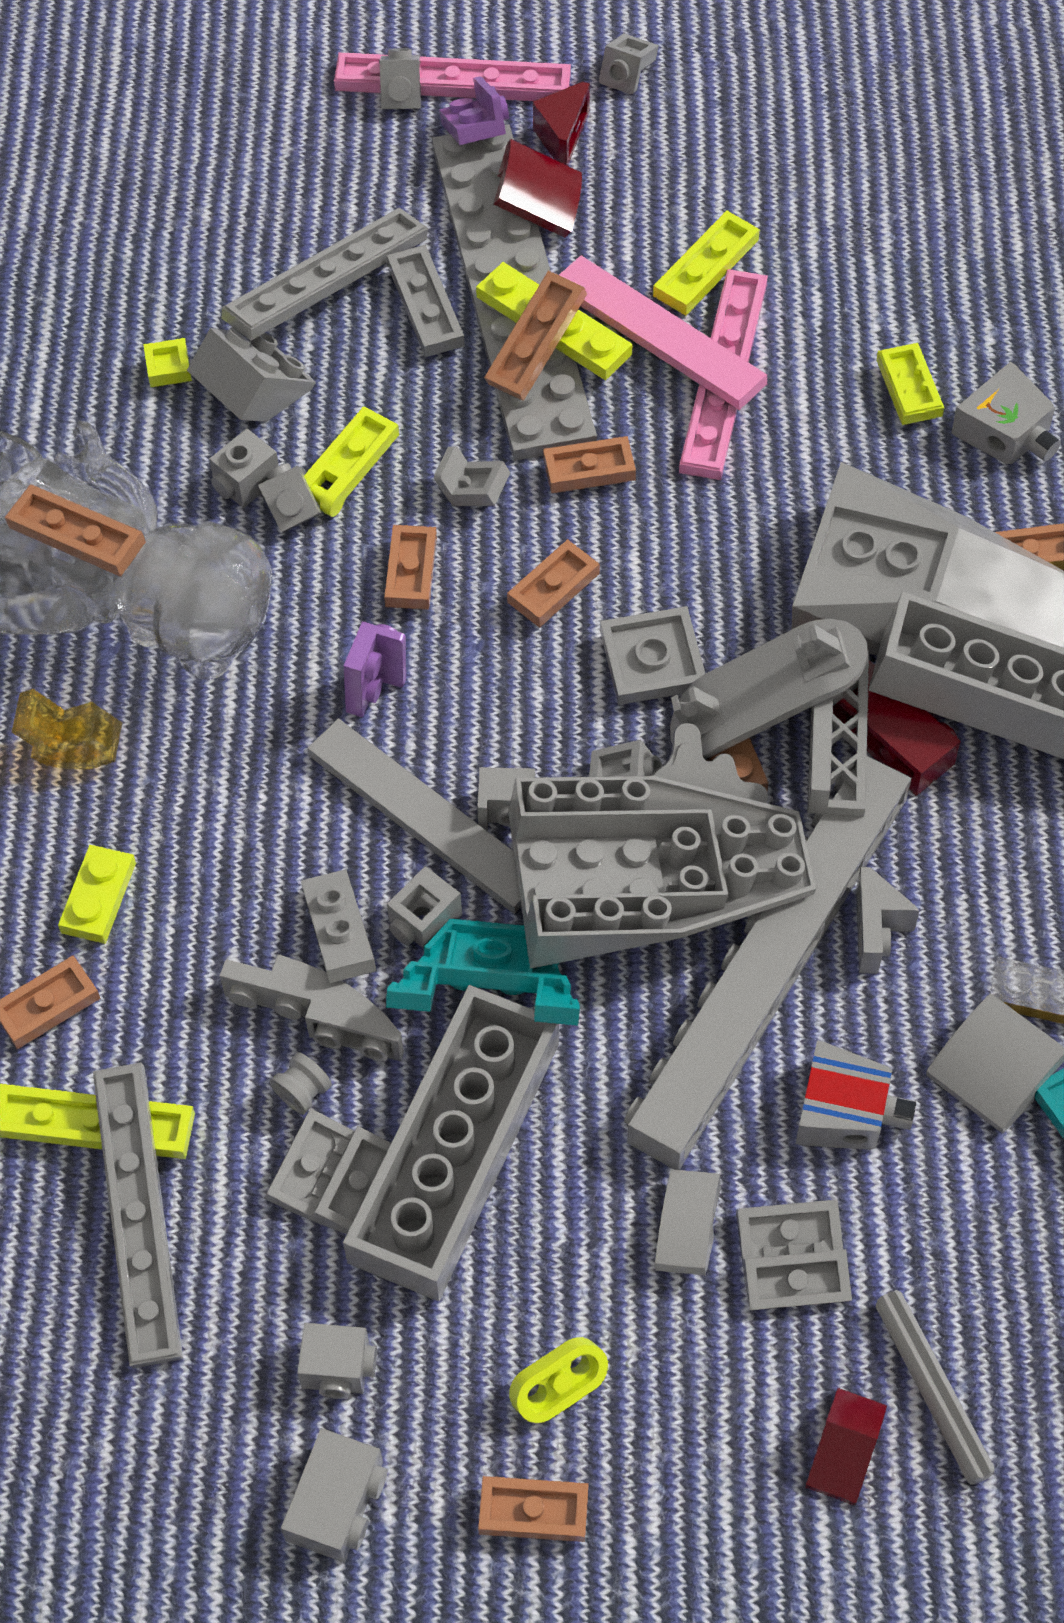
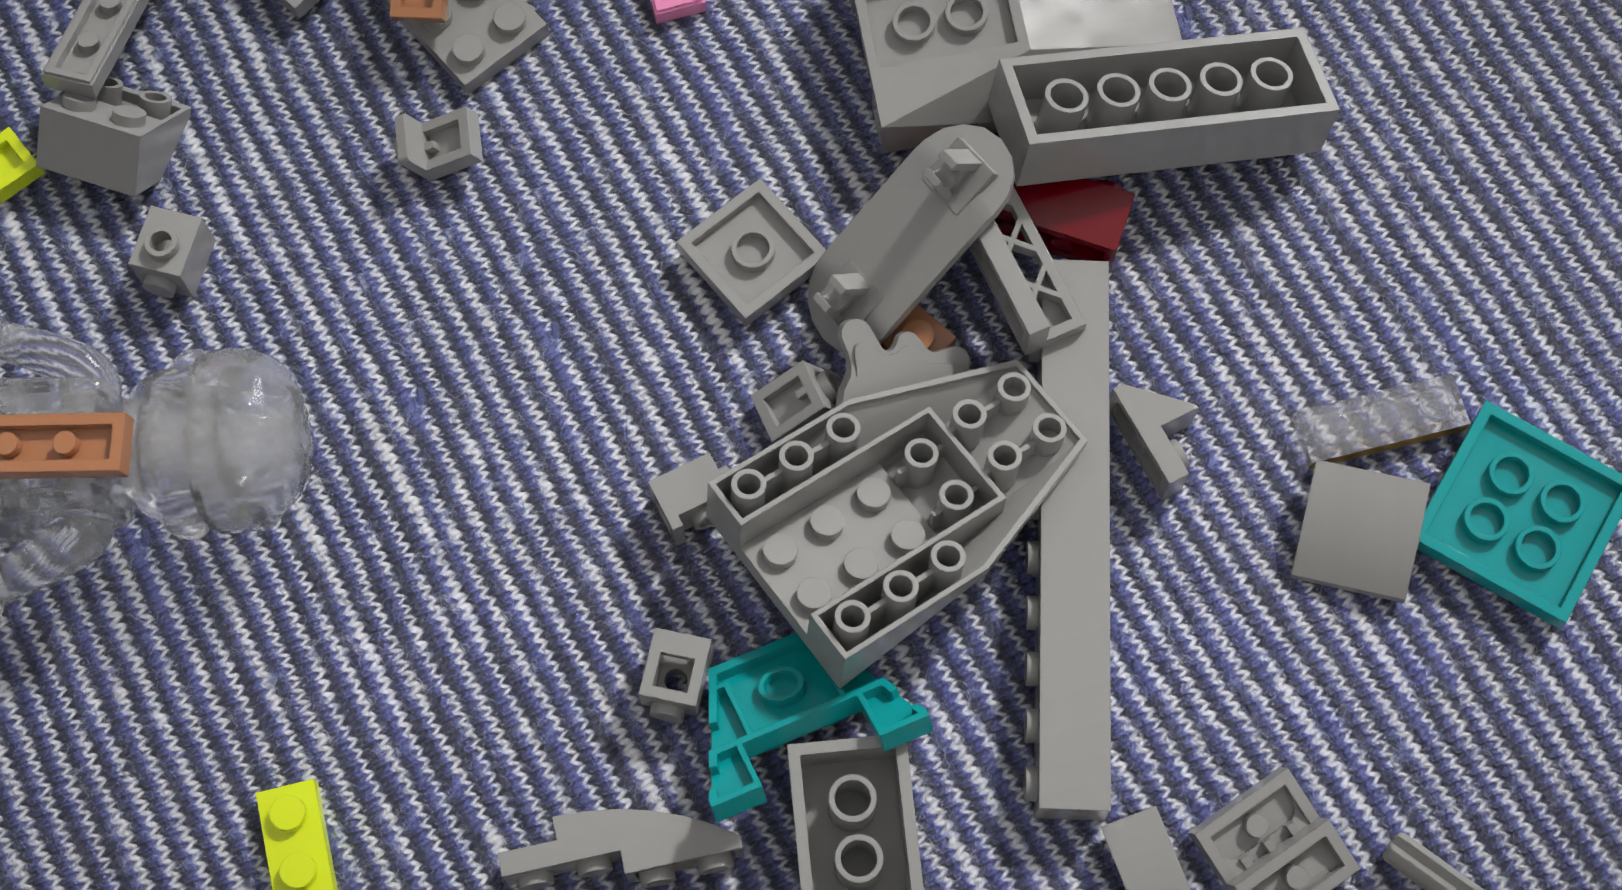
camera: 30 degrees left, 10 degrees up
(67, 738) = (155, 679): clear yellow brick -> none
(289, 496) = (244, 262): light grey bracket -> none
(338, 926) = (597, 745): light grey plate -> none
(350, 458) = (284, 185): neon yellow plate -> none
(374, 659) = (460, 406): medium lavender bracket -> none
(410, 567) = (429, 278): nougat plate -> none
(419, 811) = (602, 559): light grey tile -> none
(553, 583) = (598, 221): nougat plate -> none
(589, 464) = (558, 62): nougat plate -> none
(849, 1101) = (1237, 652): torso -> none

